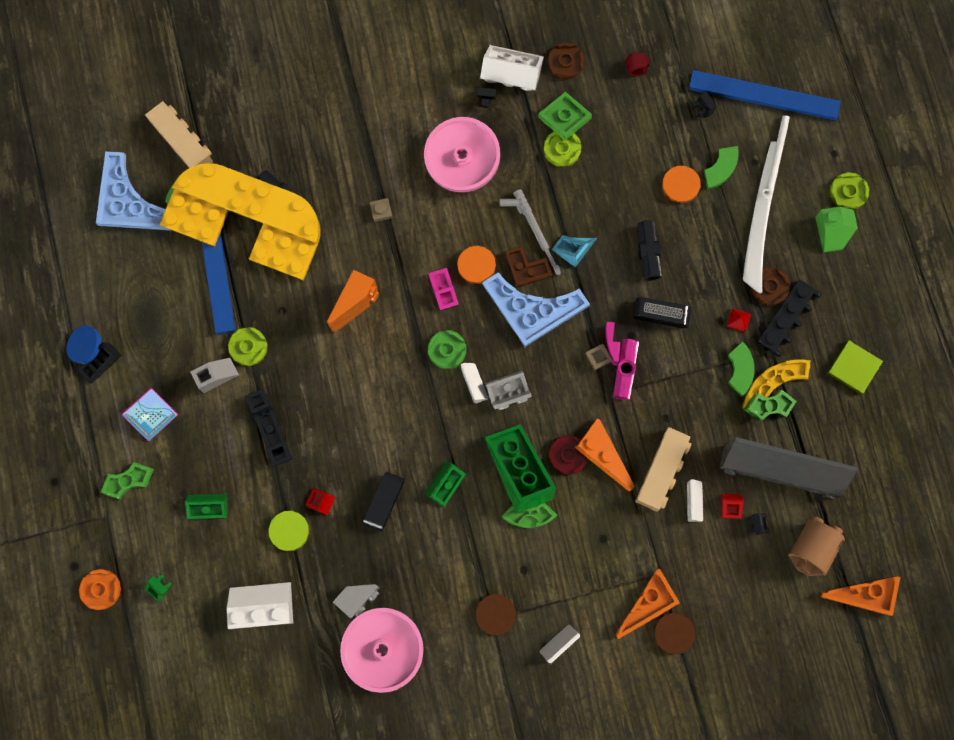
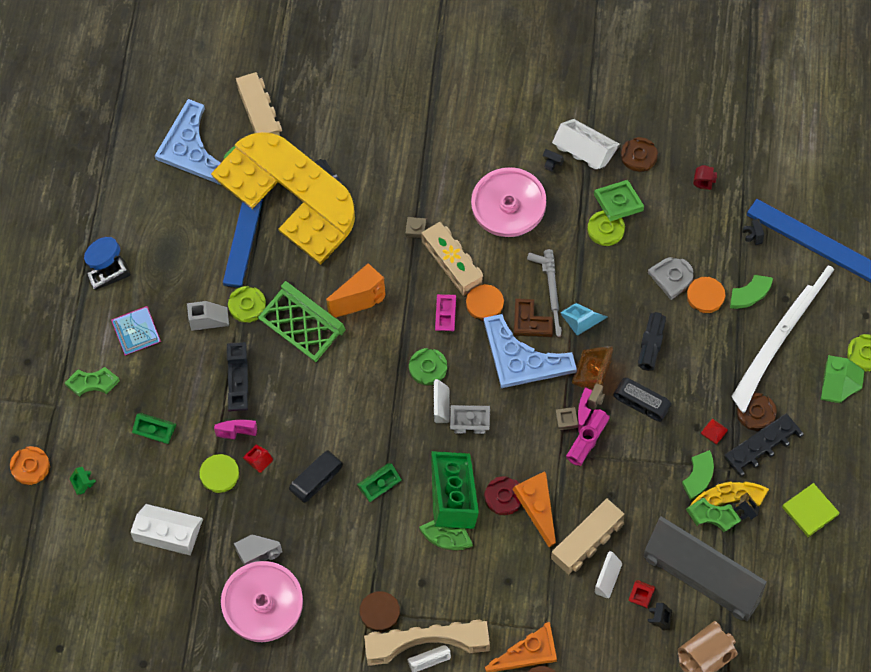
camera: 20 degrees right, 15 degrees down
(282, 482) = (231, 428): none -> dark pink slope
(313, 331) = (309, 307): none -> bright green fence
(429, 231) = (452, 258): none -> tan brick
(592, 610) = (470, 637): none -> tan arch
(604, 296) = (593, 367): none -> clear orange slope
(619, 326) = (596, 397): none -> dark tan plate
(643, 175) = (672, 276): none -> light grey tile
(799, 387) = (748, 505): none -> black tile

